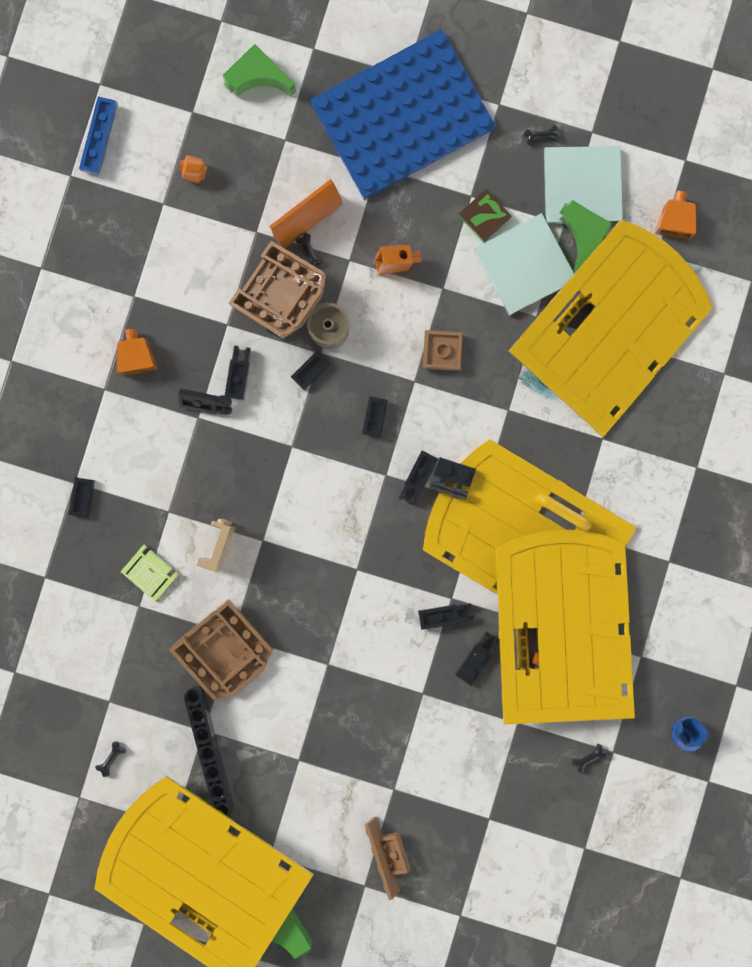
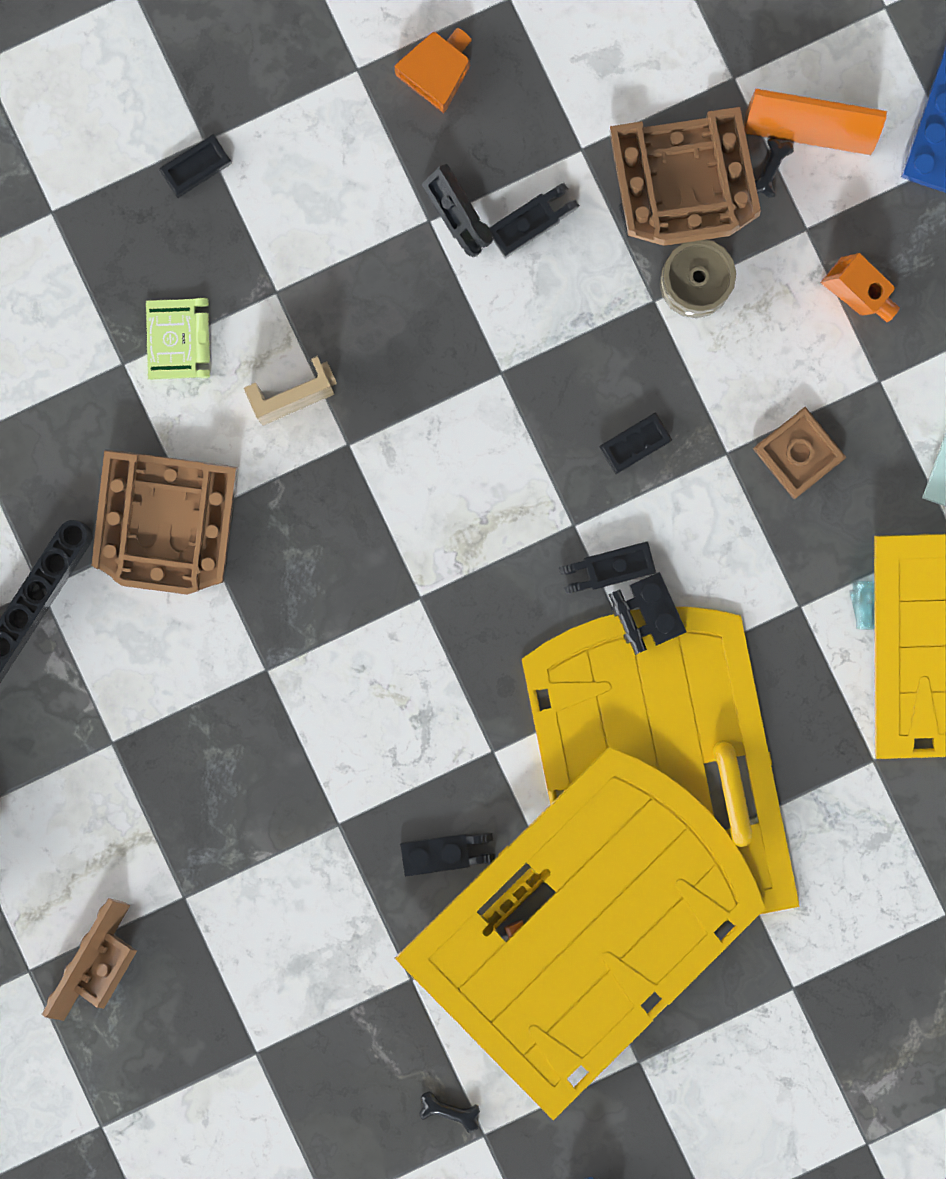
camera: 45 degrees right, 0 degrees up
(310, 370) = (620, 308): black tile -> none
(443, 616) = (460, 760): black hinge -> none

